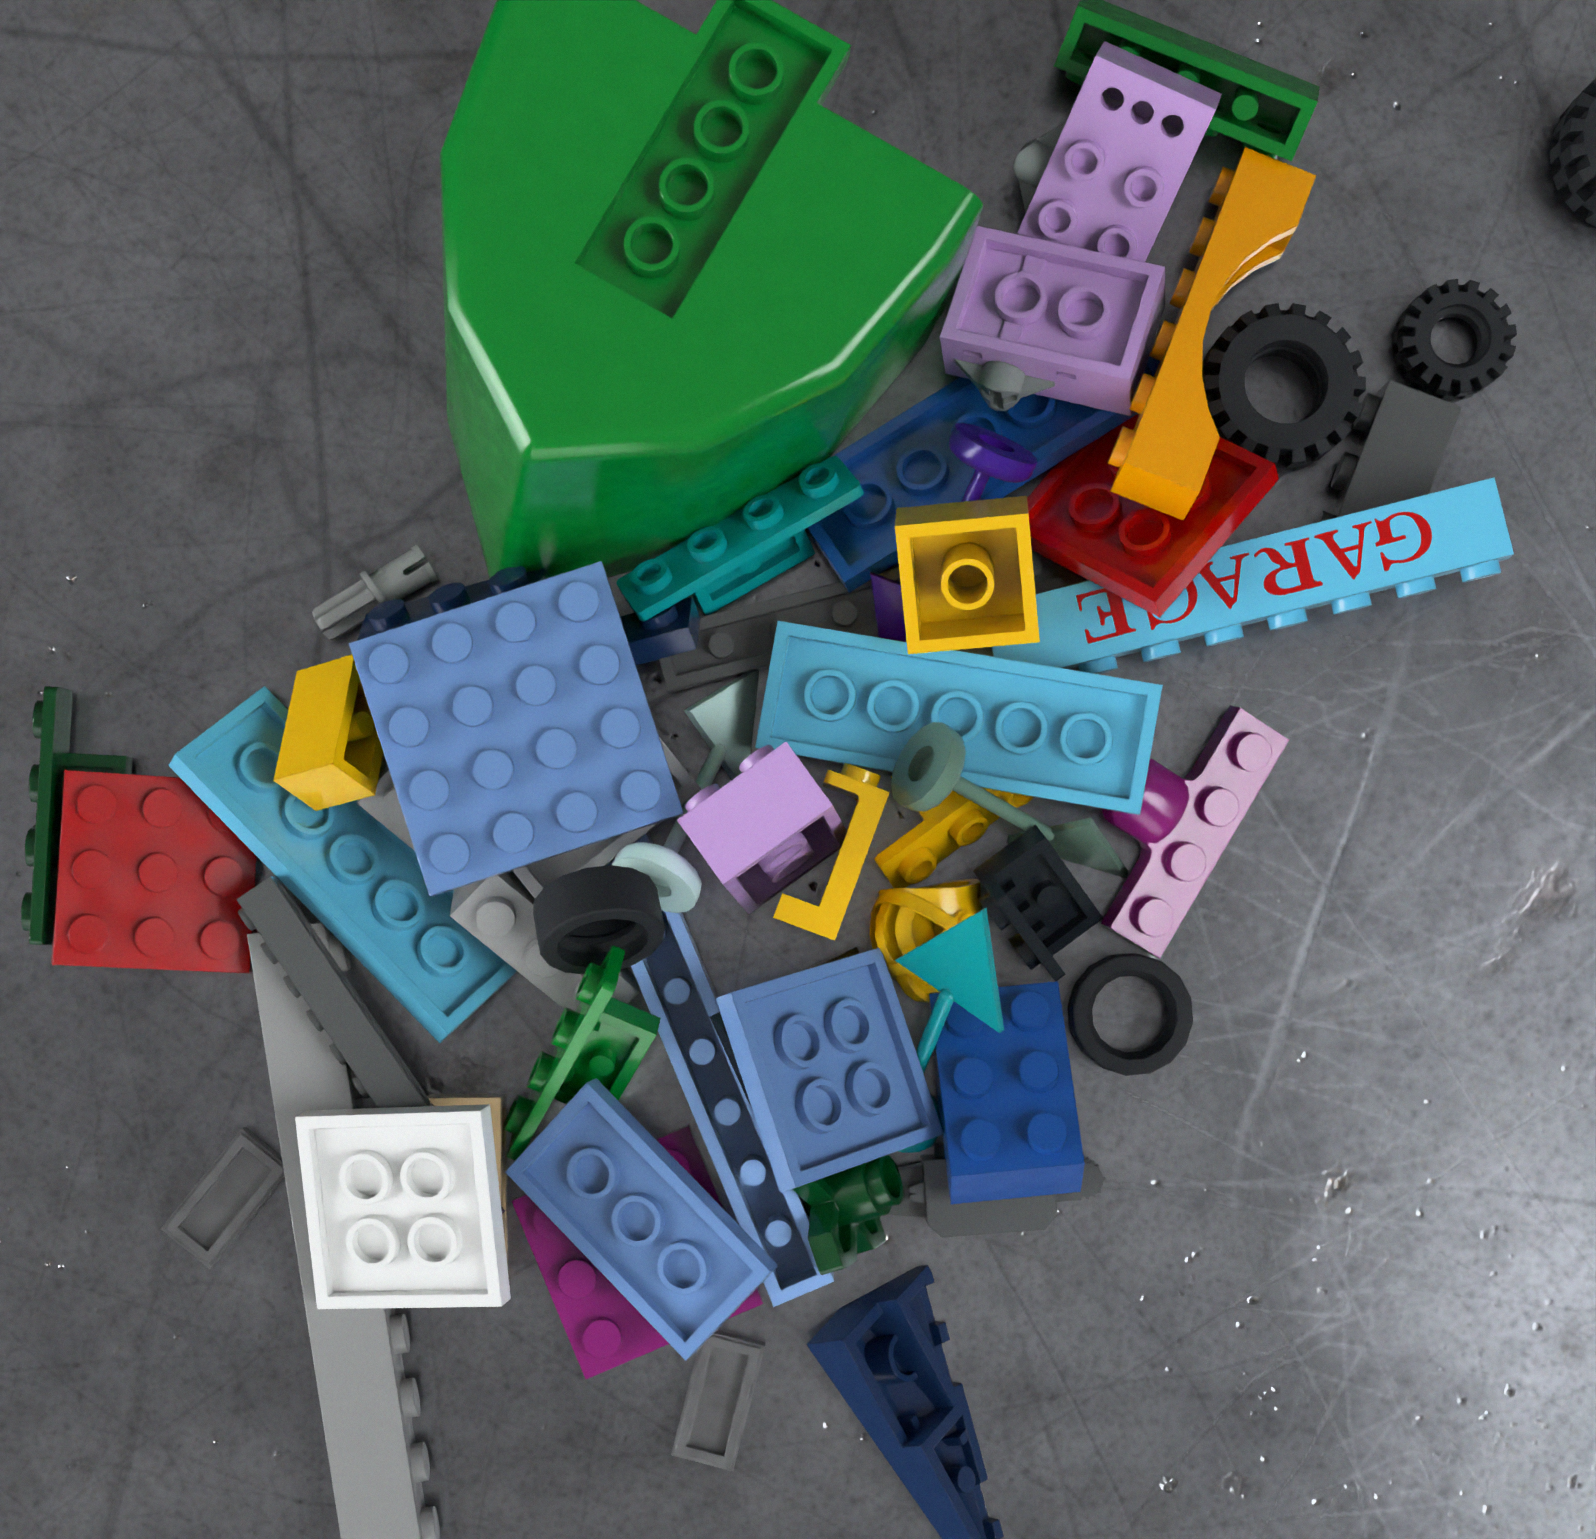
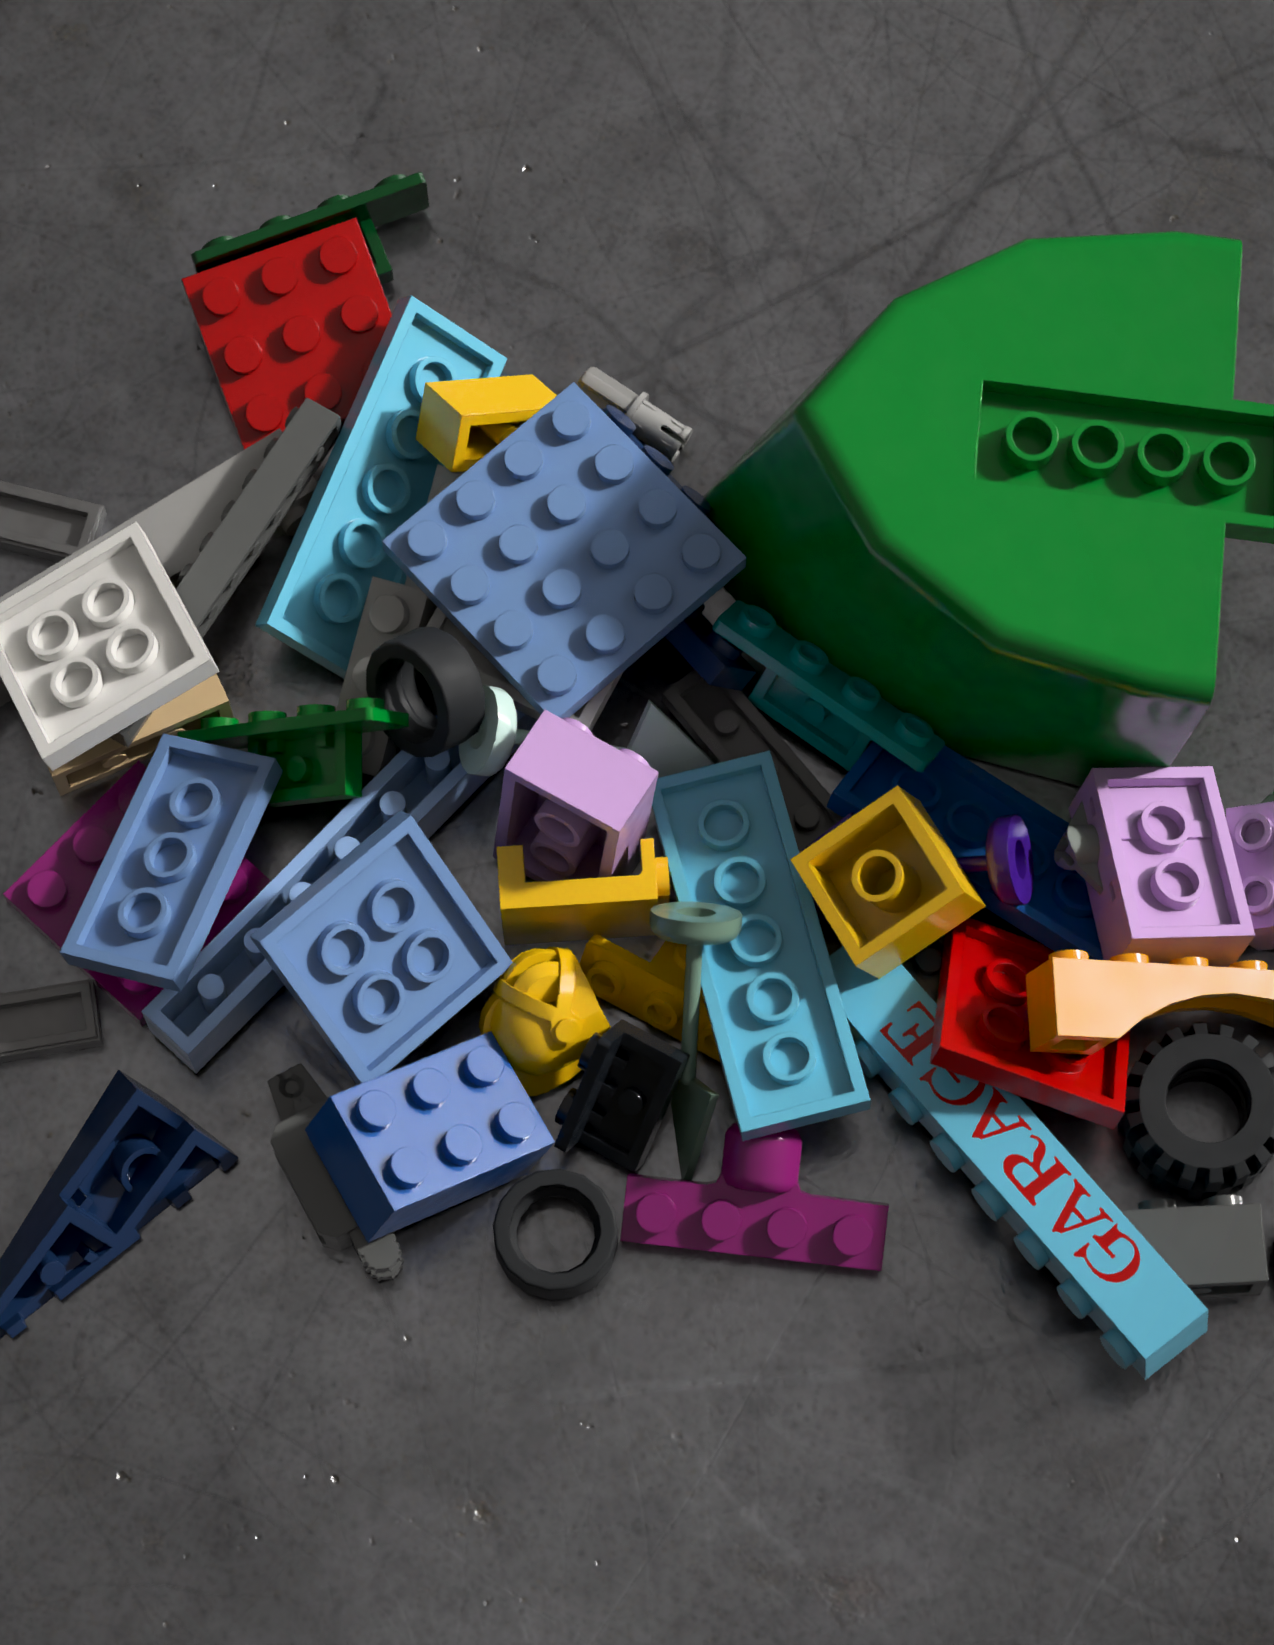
camera: 65 degrees right, 15 degrees down
(848, 1211) = (261, 1041): dark green plant -> none
(964, 972) = (523, 1023): teal piece -> none

